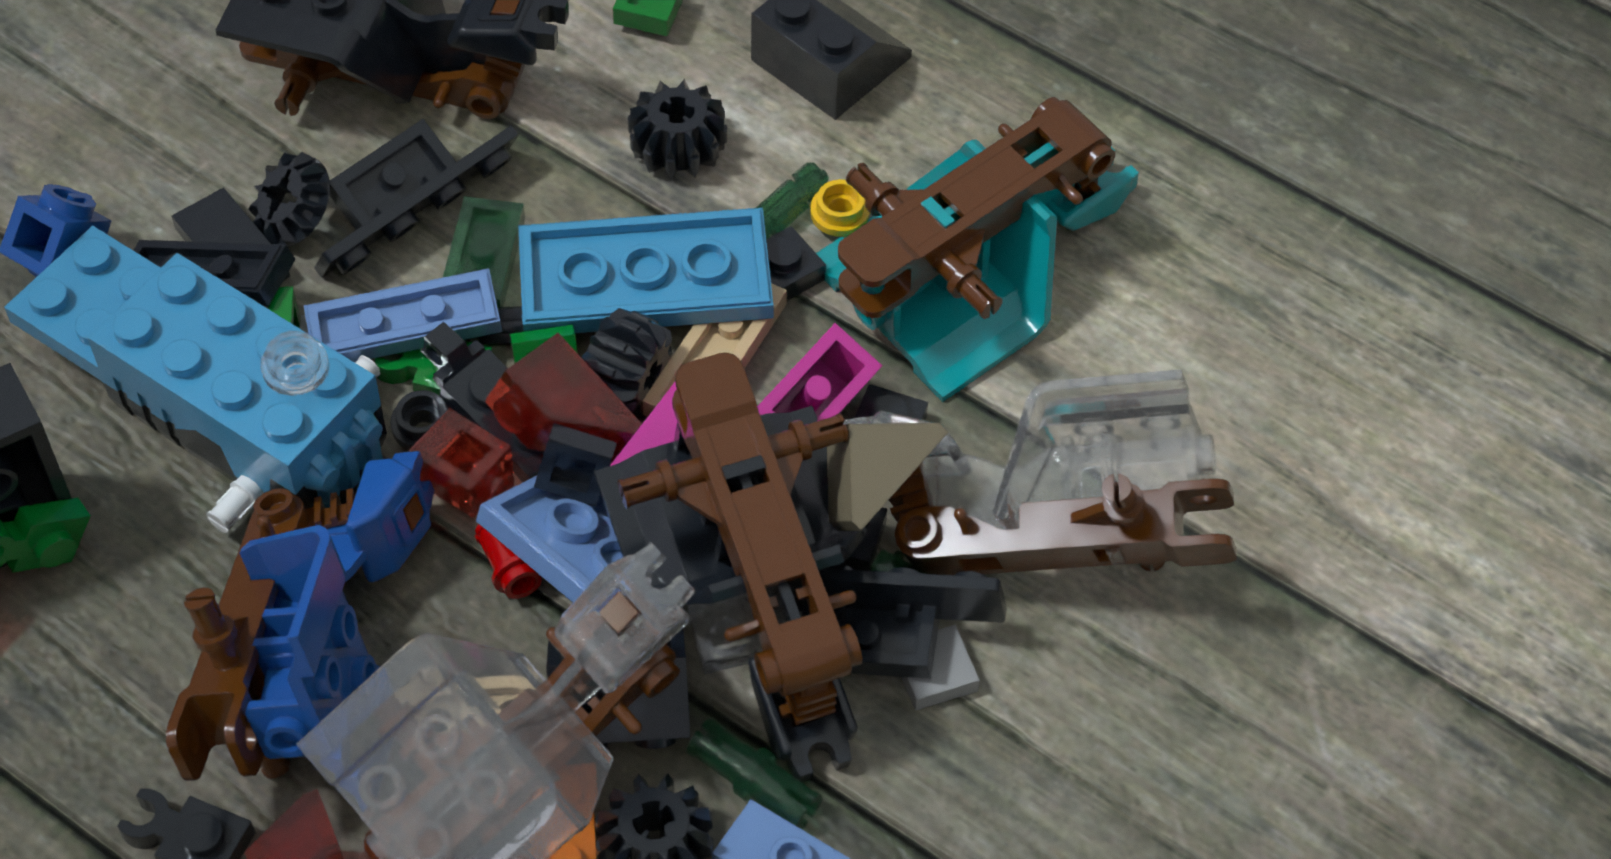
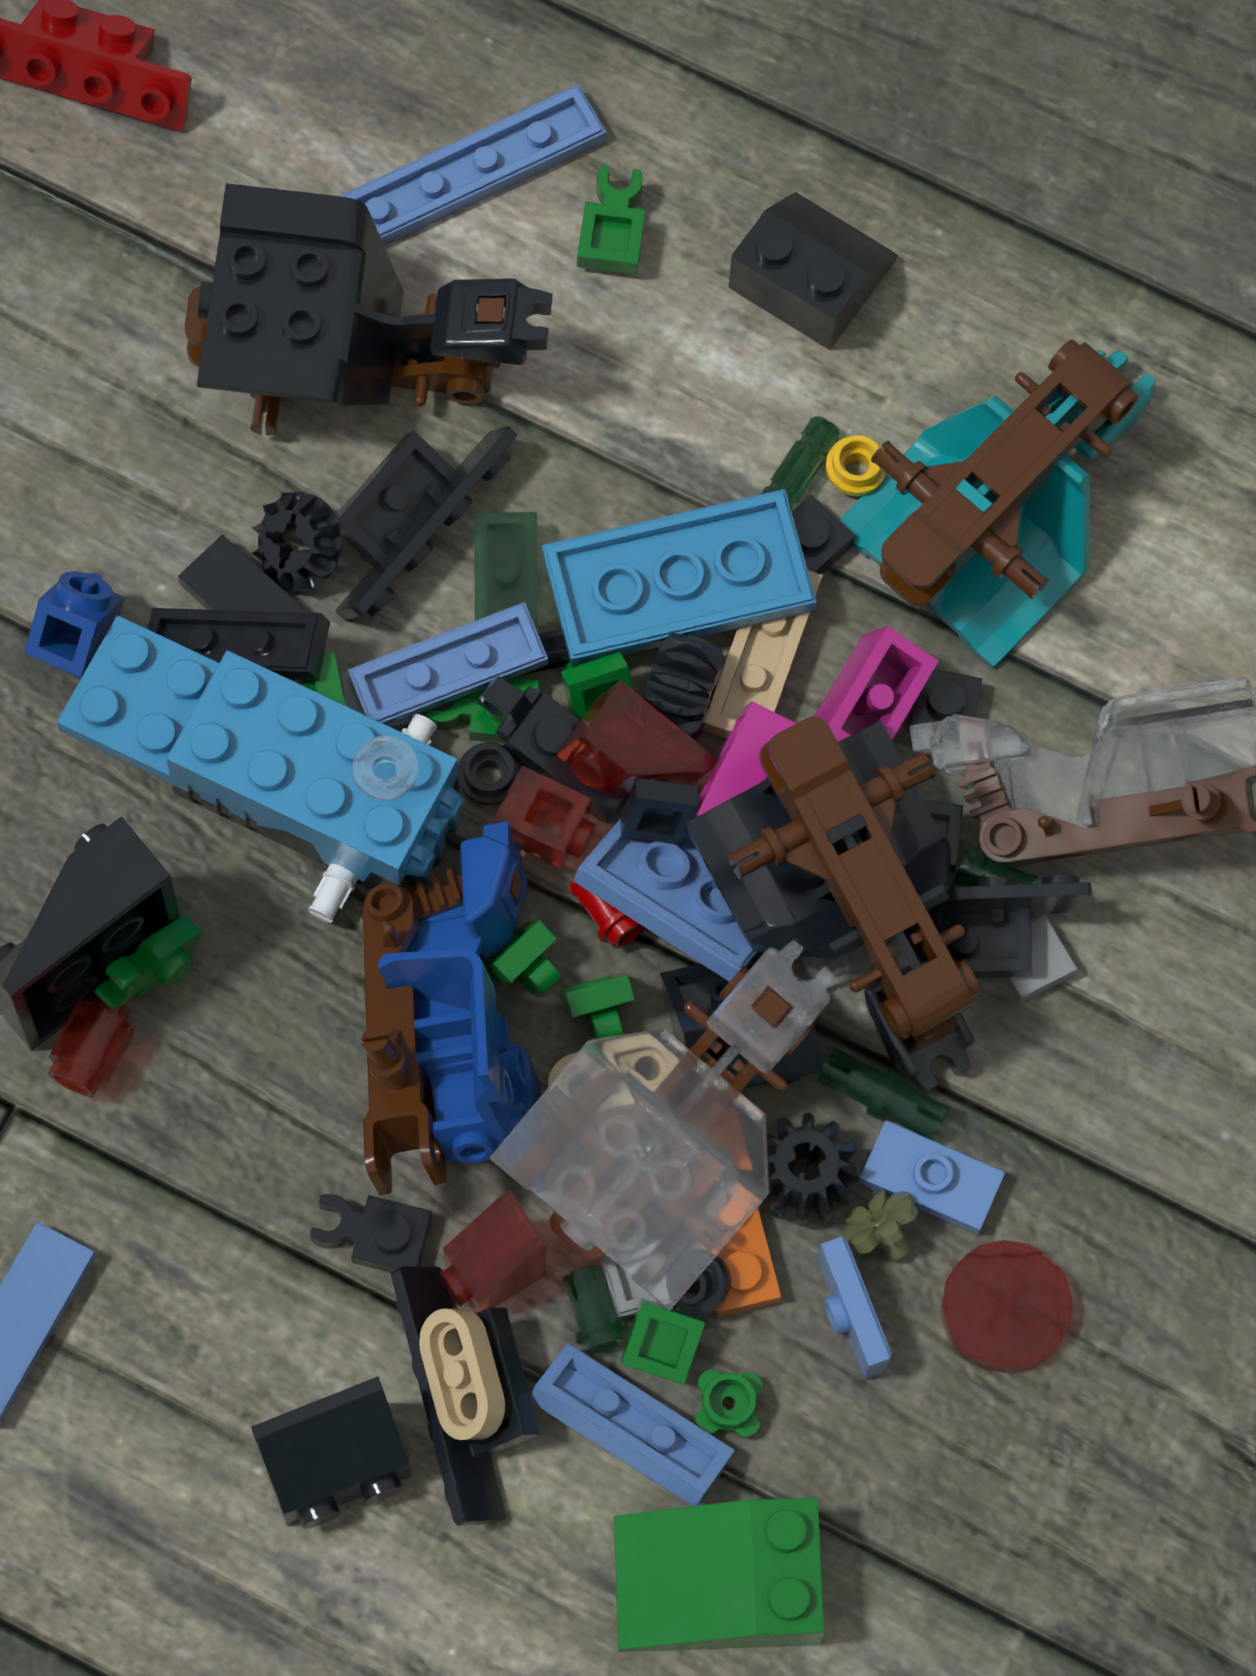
camera: 10 degrees left, 15 degrees up
(410, 589) = (524, 960): none -> green tile
(482, 629) = (598, 1001): none -> green tile
(677, 129) = (651, 402): black gear -> none
(873, 468) = (963, 787): dark tan slope -> none

